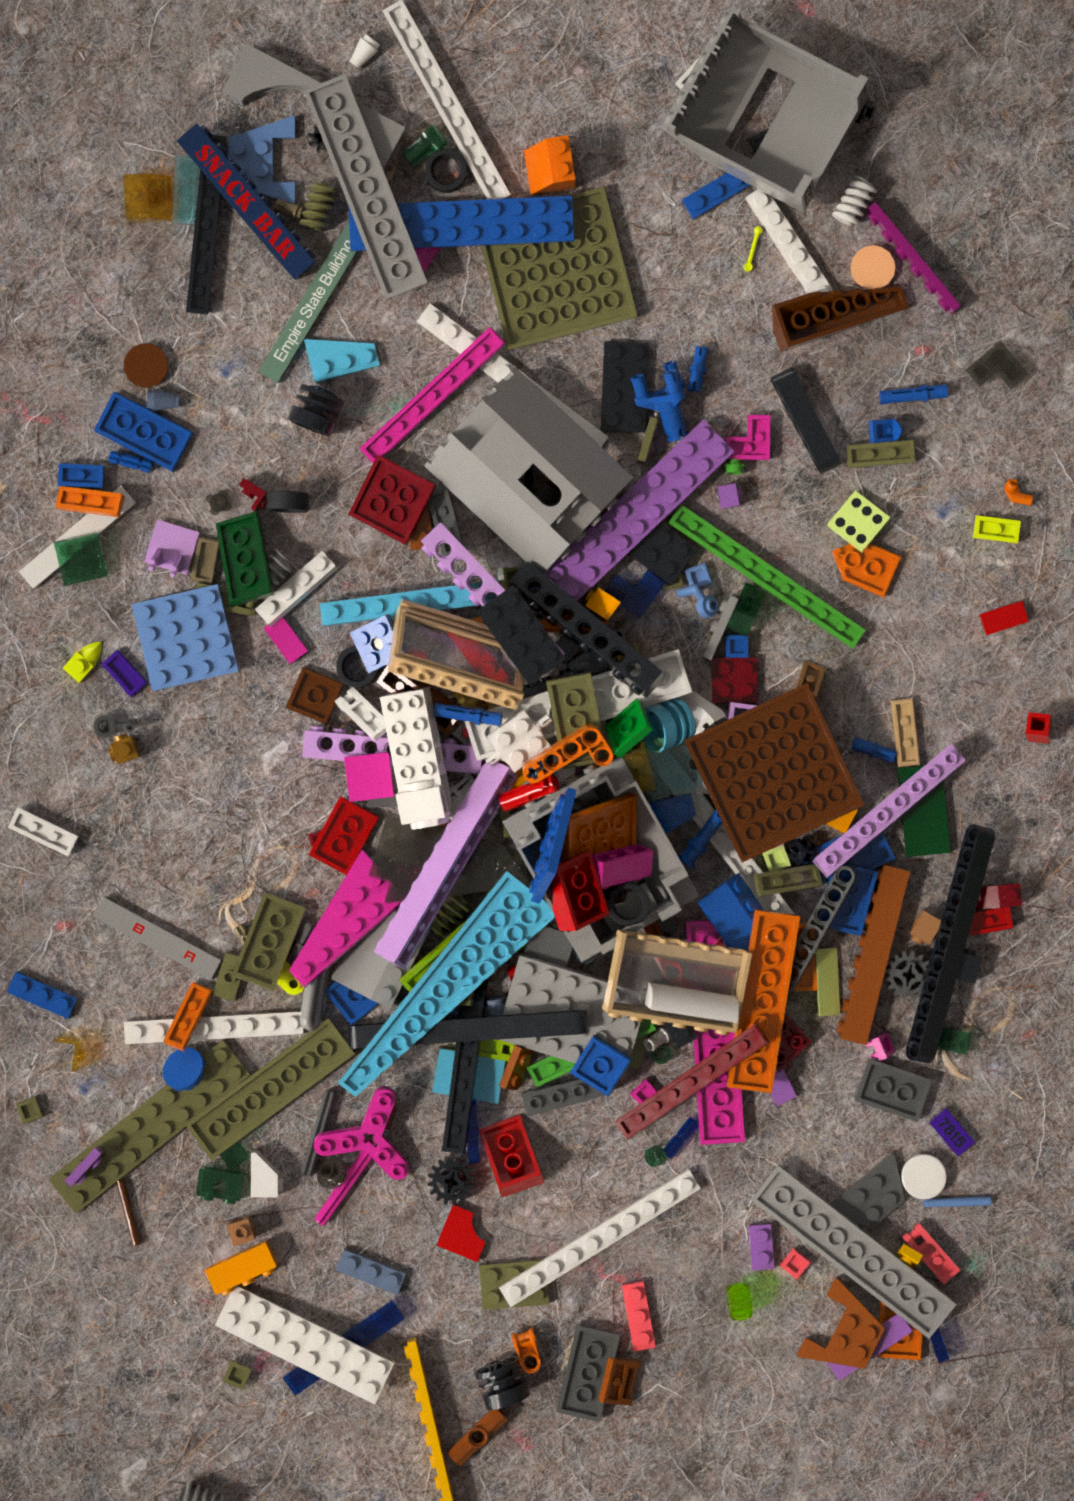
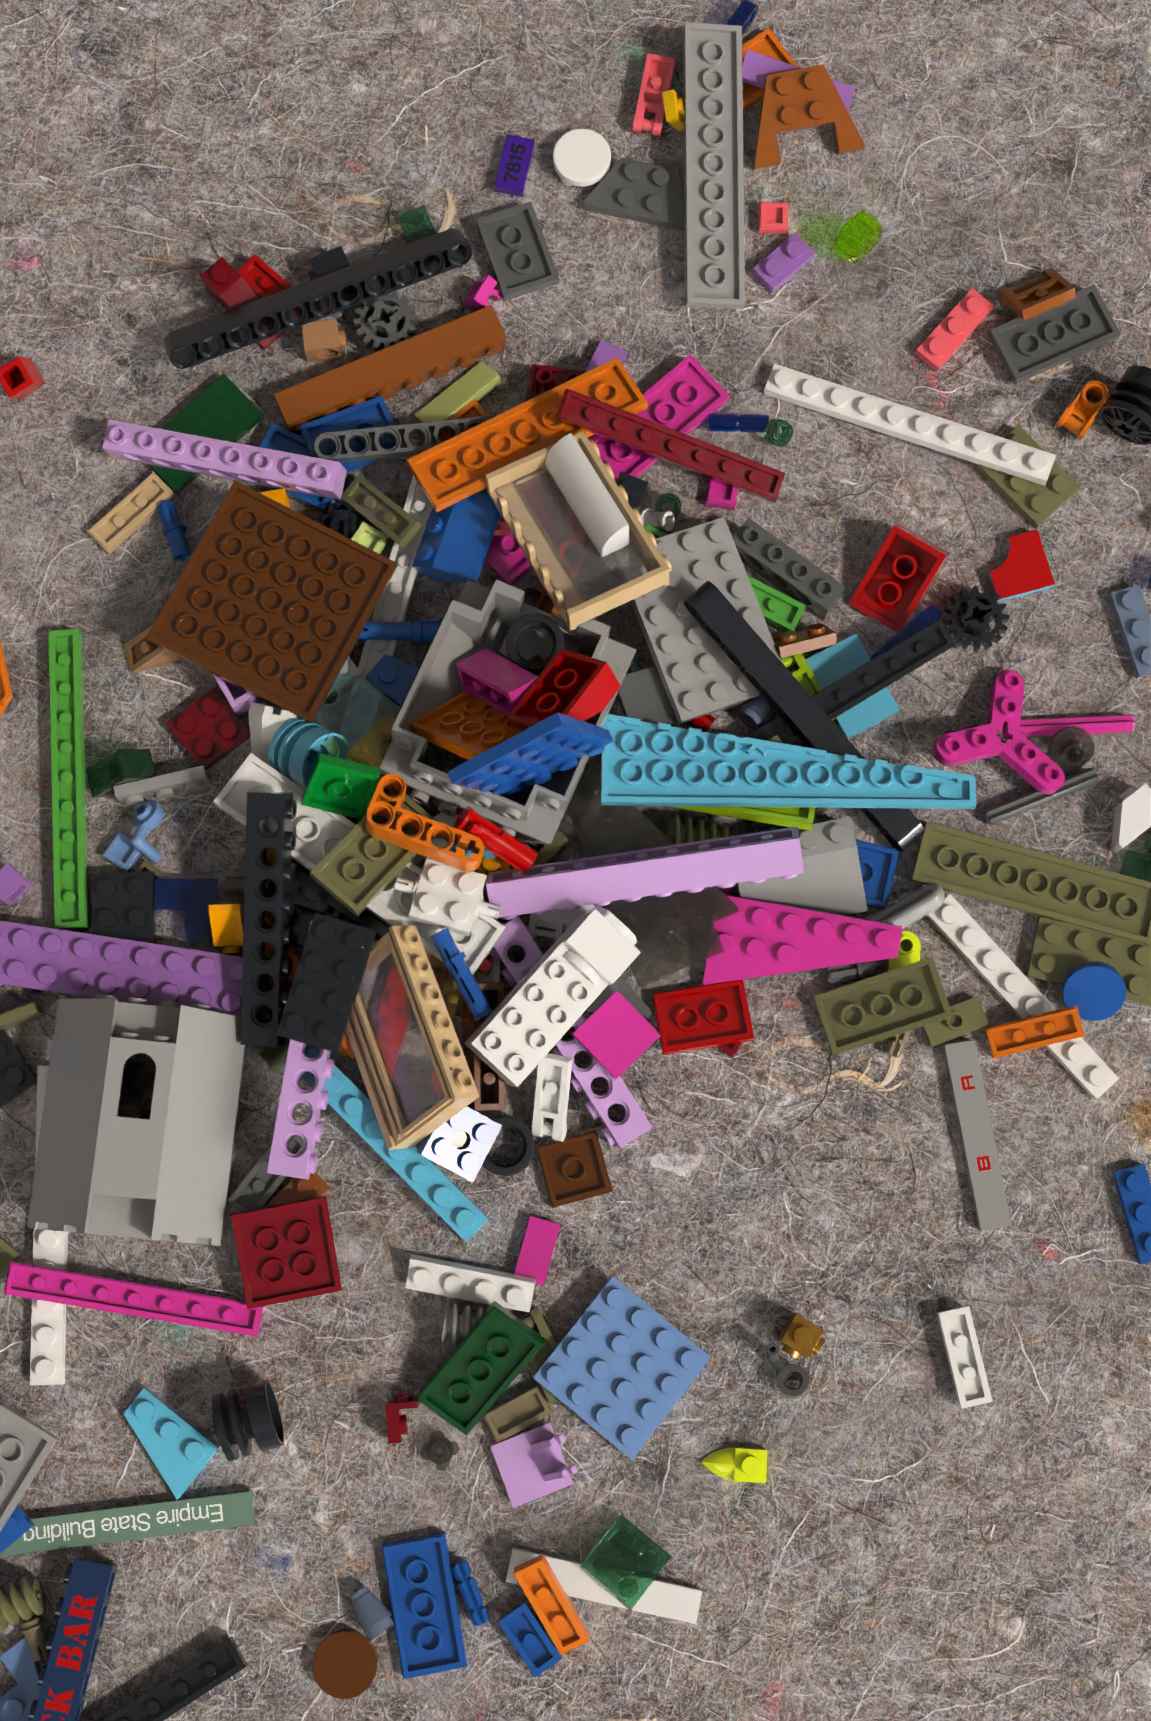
camera: 130 degrees left, 10 degrees down
(124, 673) = (716, 1406): dark purple tile -> none
(287, 501) = (377, 1370): black tyre -> none
(600, 1065) = (730, 548): blue tile -> none
(736, 646) = (169, 752): blue plate -> none
(958, 1201) = (580, 108): medium blue bar -> none

